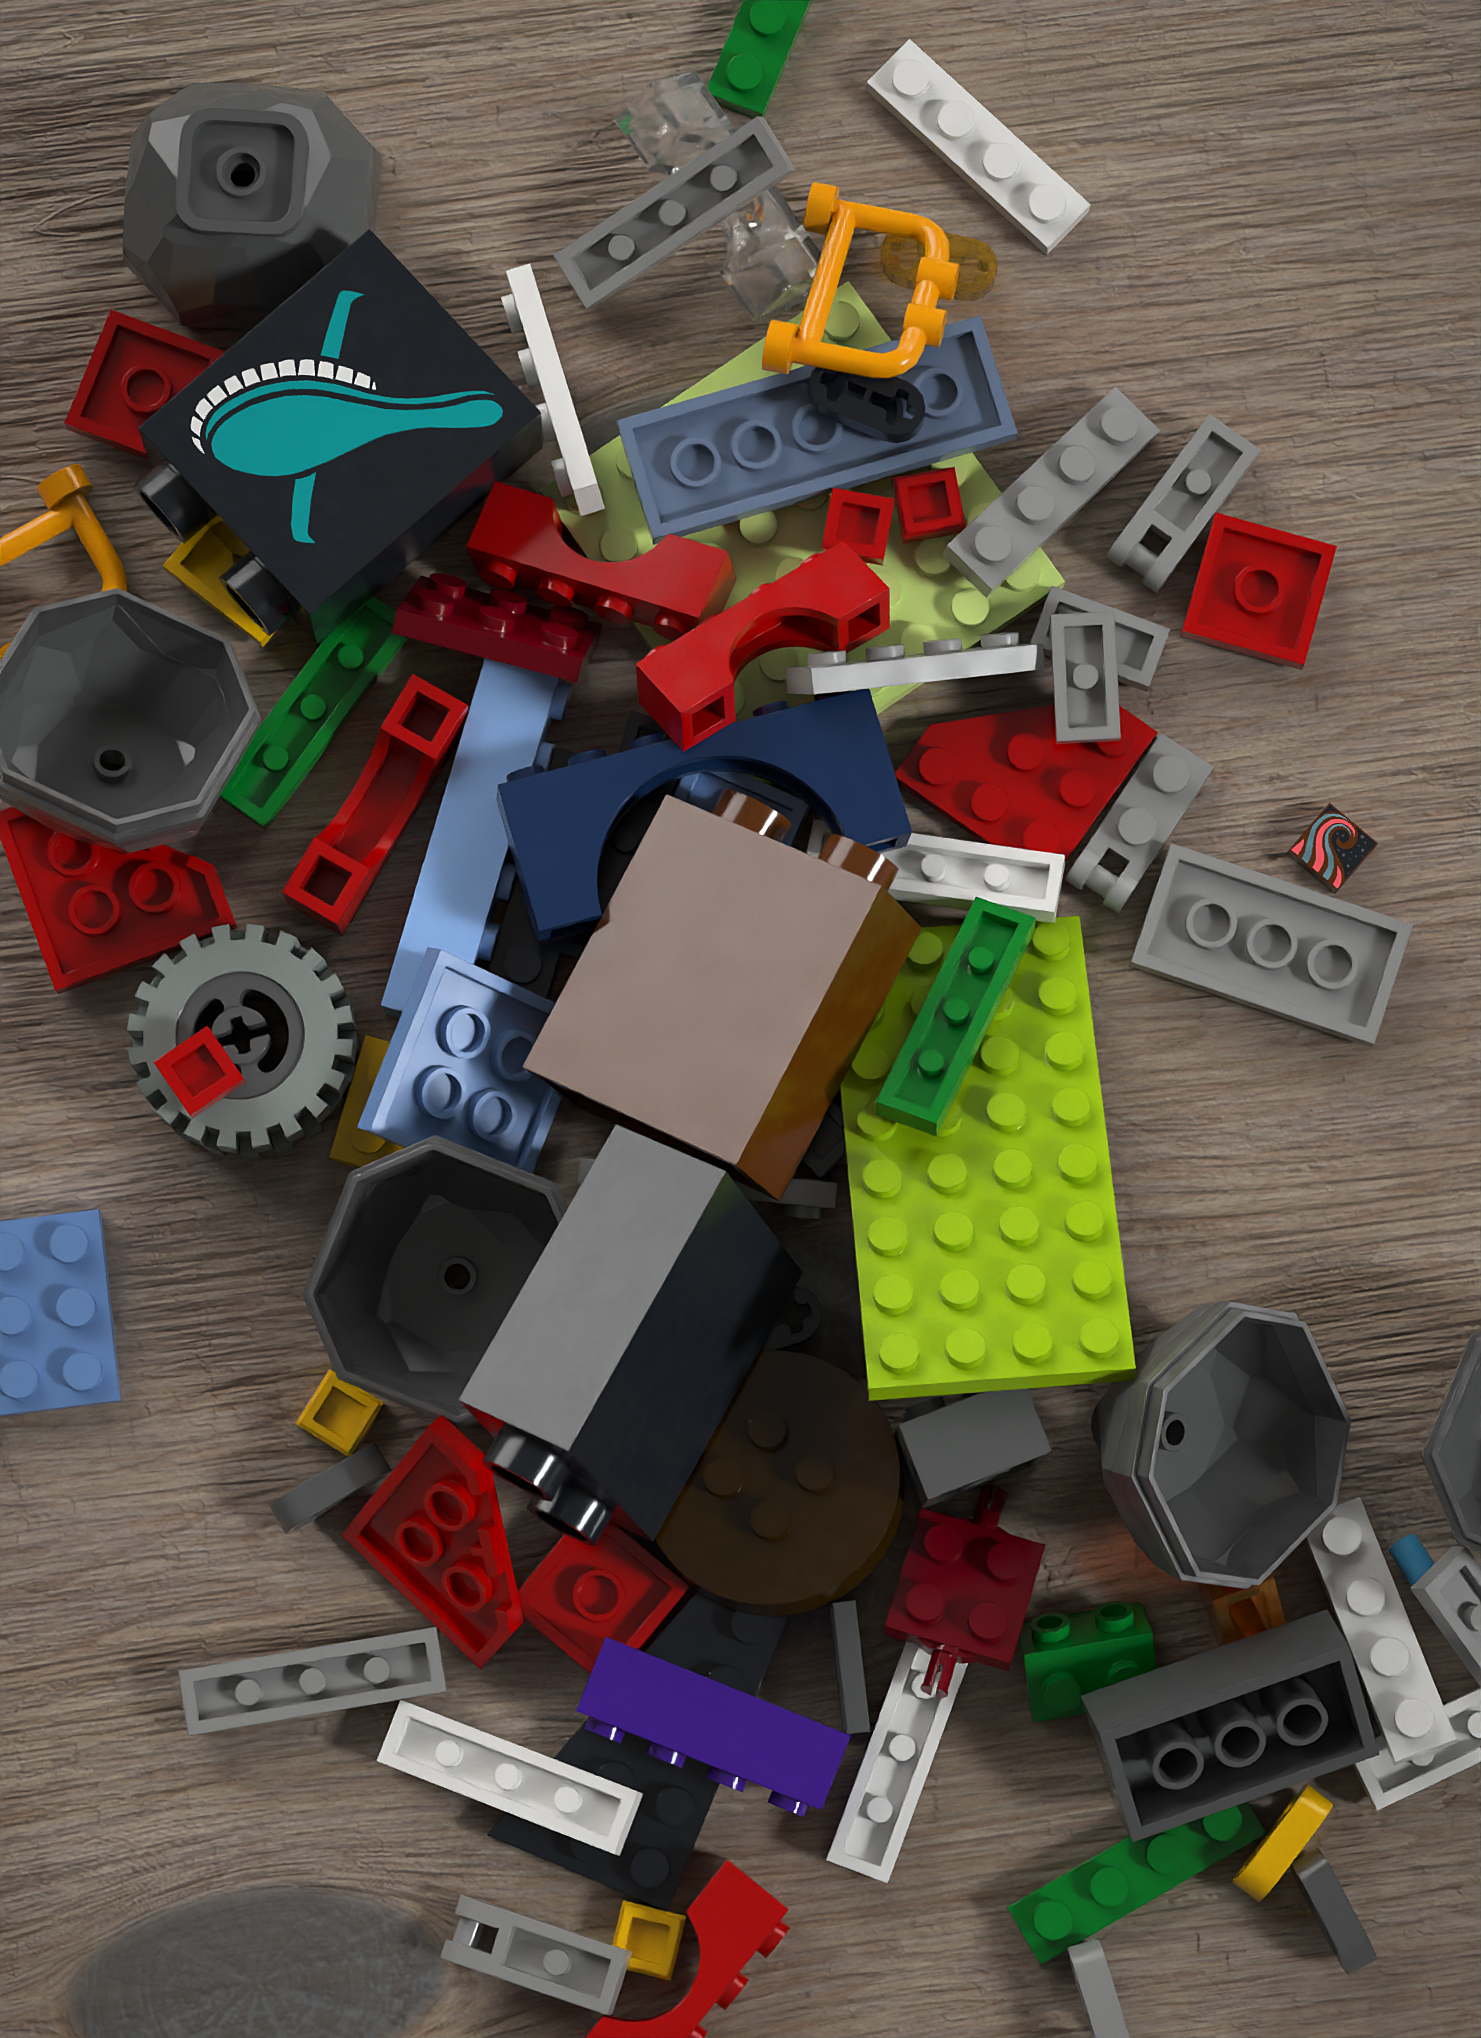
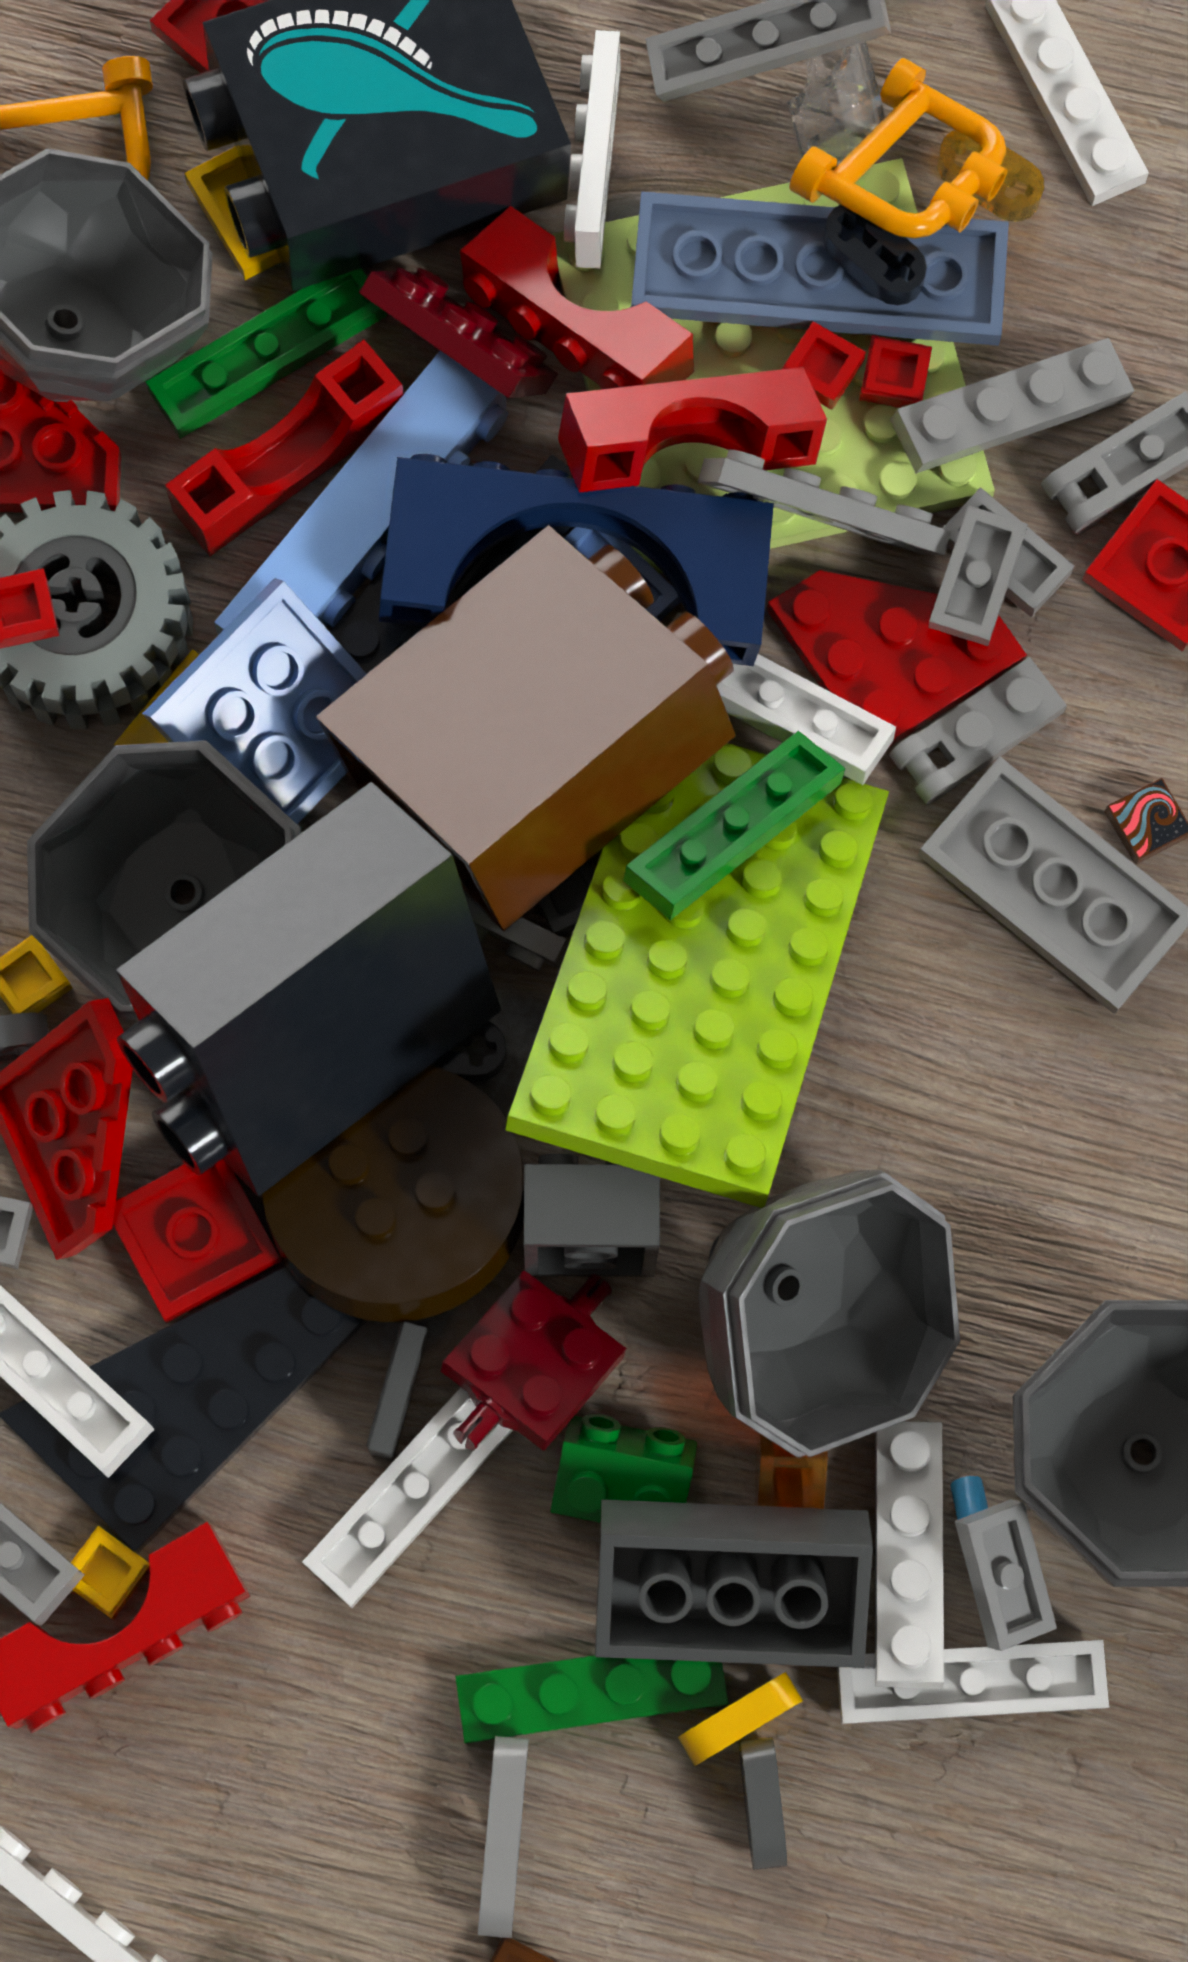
camera: 20 degrees right, 5 degrees down
(712, 1724) = (245, 1389): dark purple brick -> none

